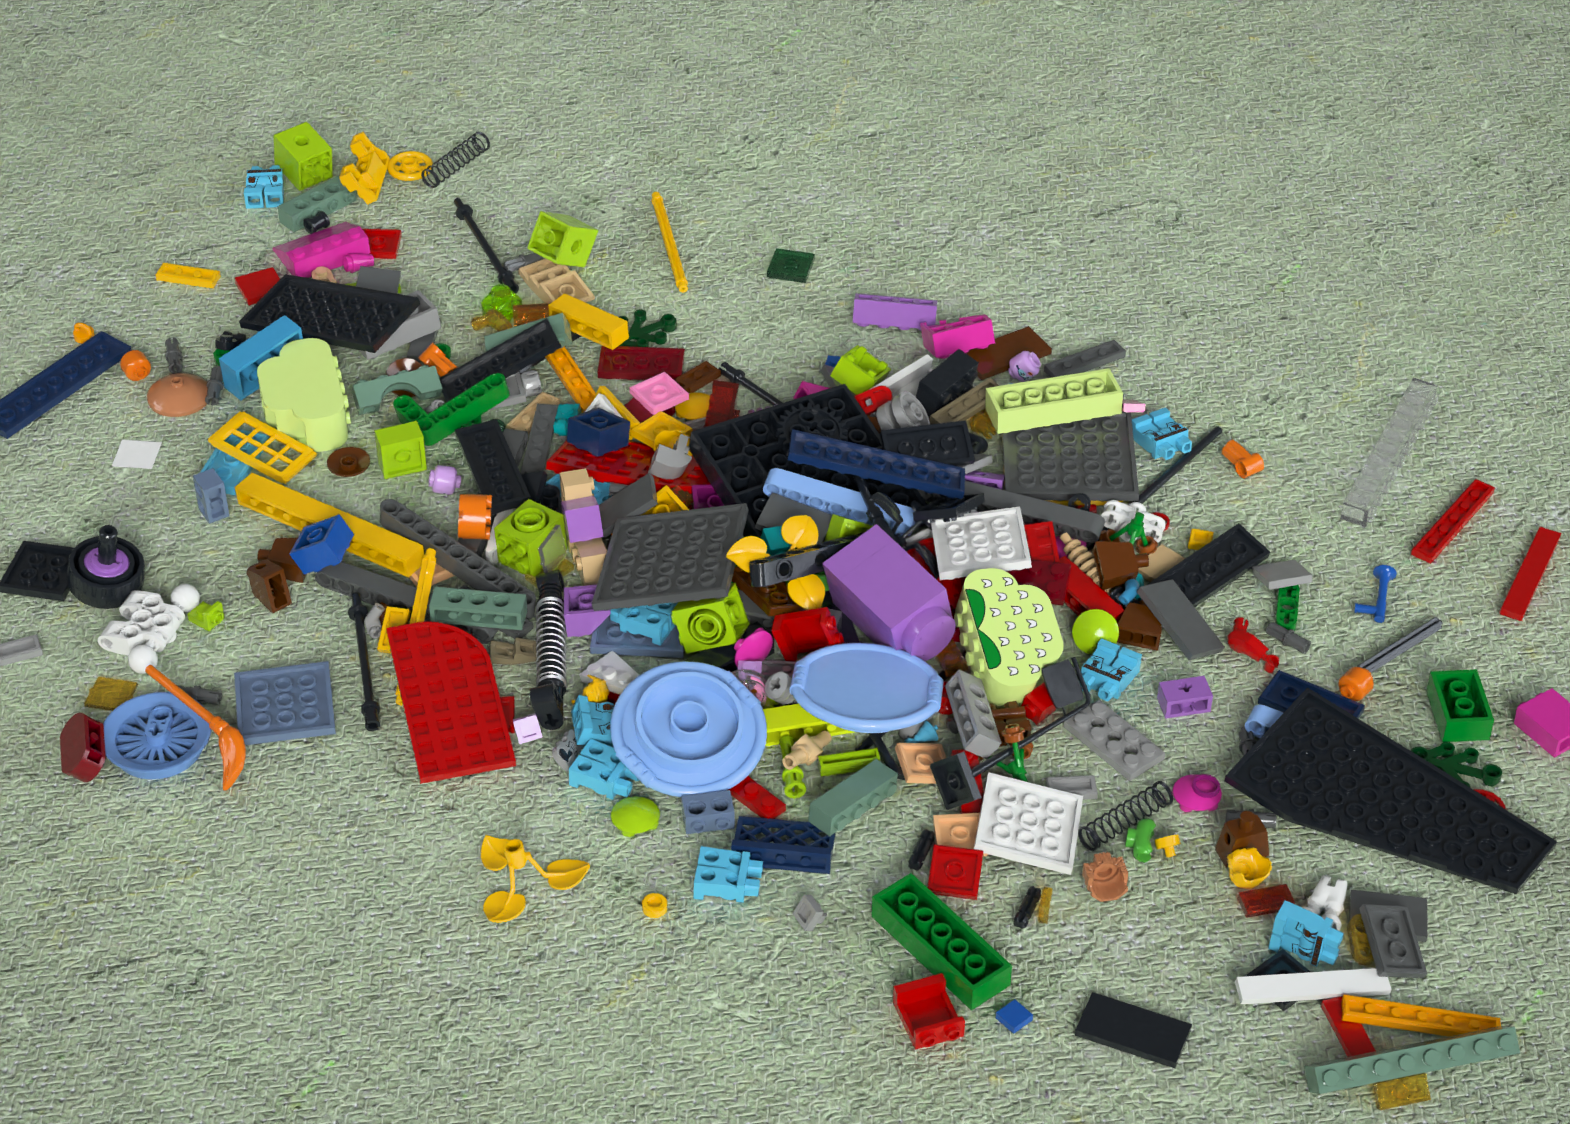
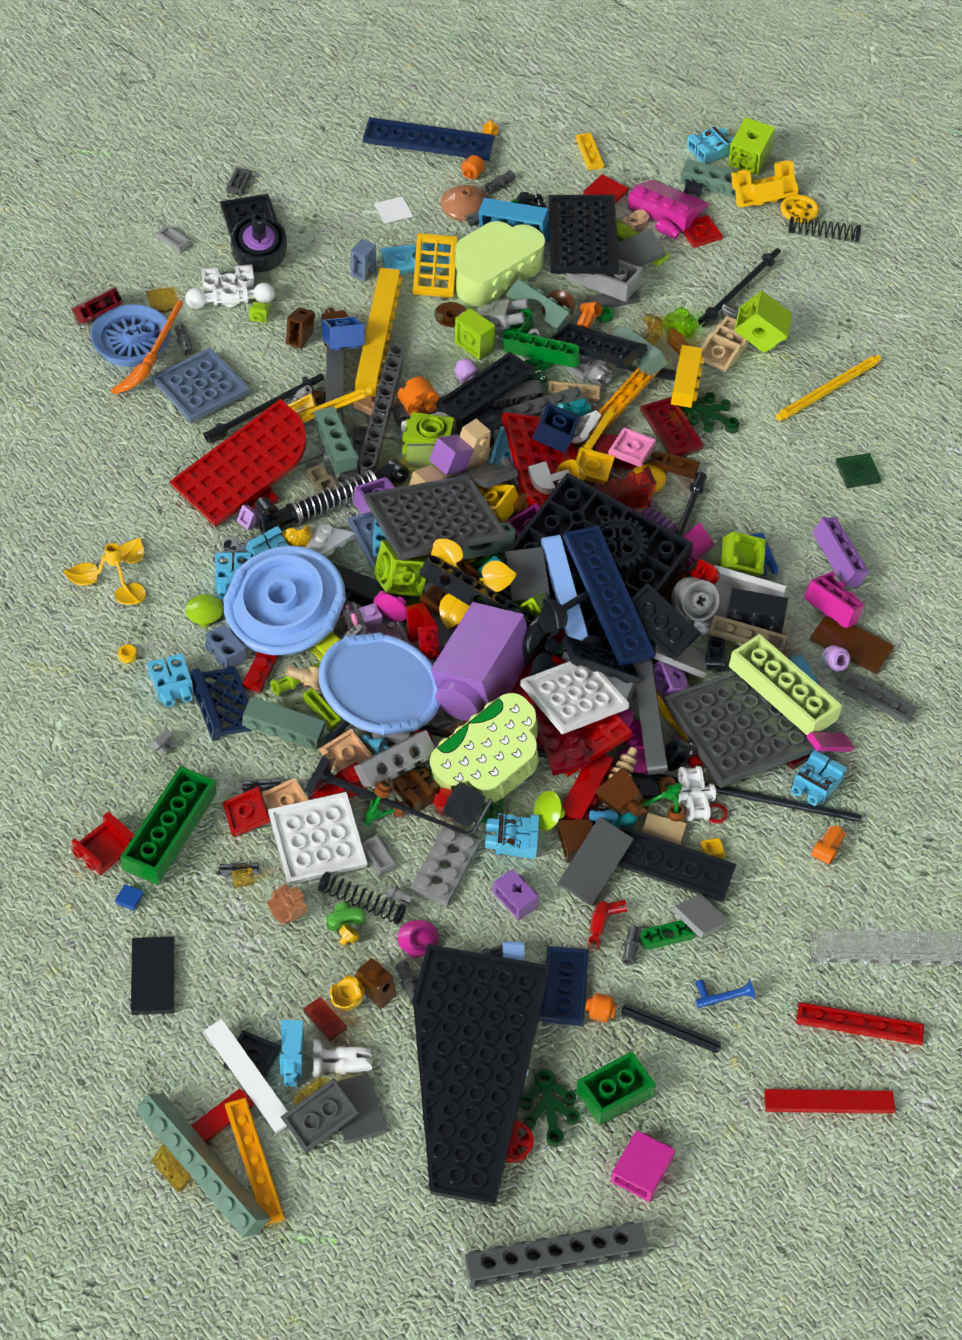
camera: 60 degrees right, 10 degrees up
(383, 416) = (502, 313): none -> light grey connector
(1134, 787) = (399, 896): none -> light grey pin

